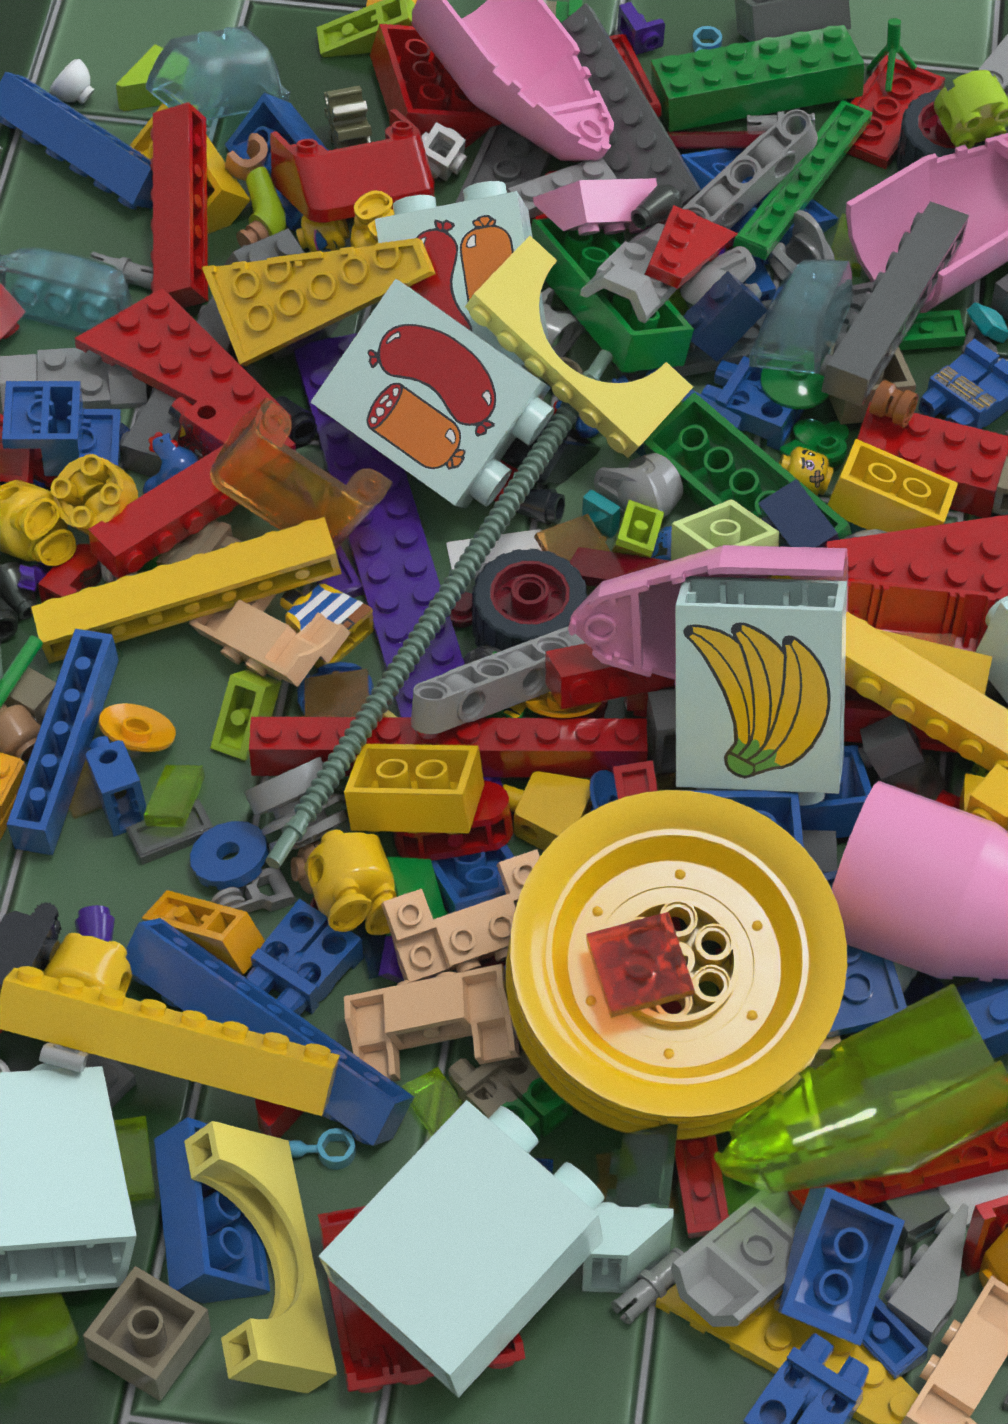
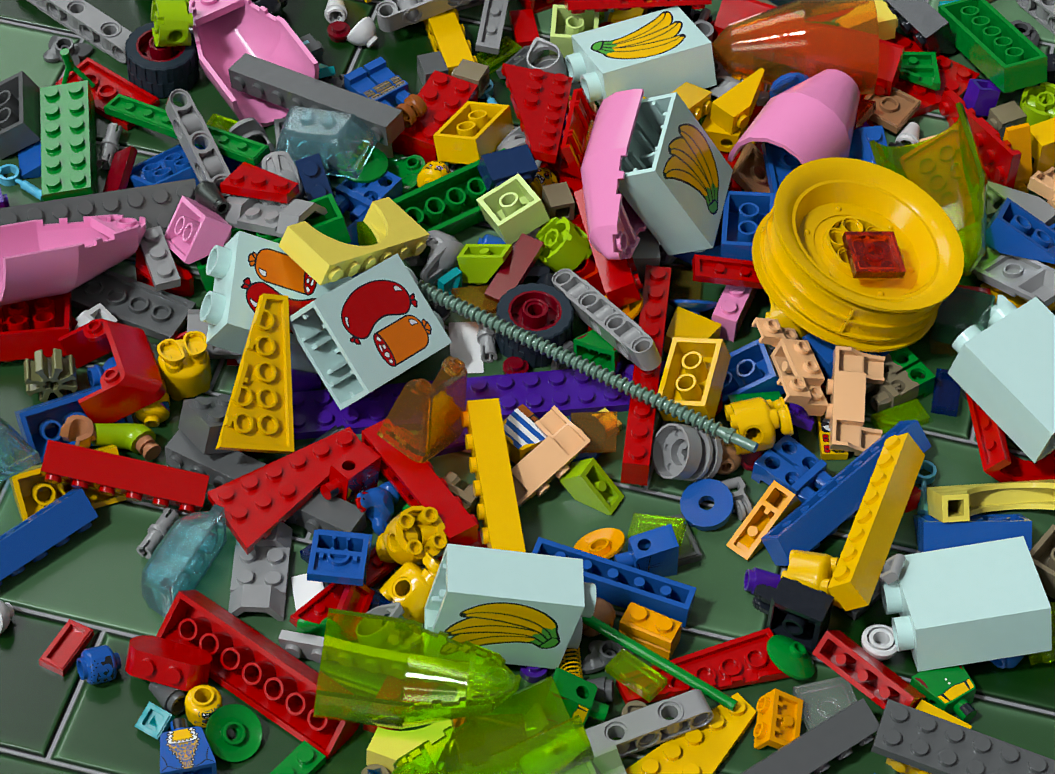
camera: 85 degrees left, 5 degrees down
(951, 56) = (77, 51): none -> dark grey animal

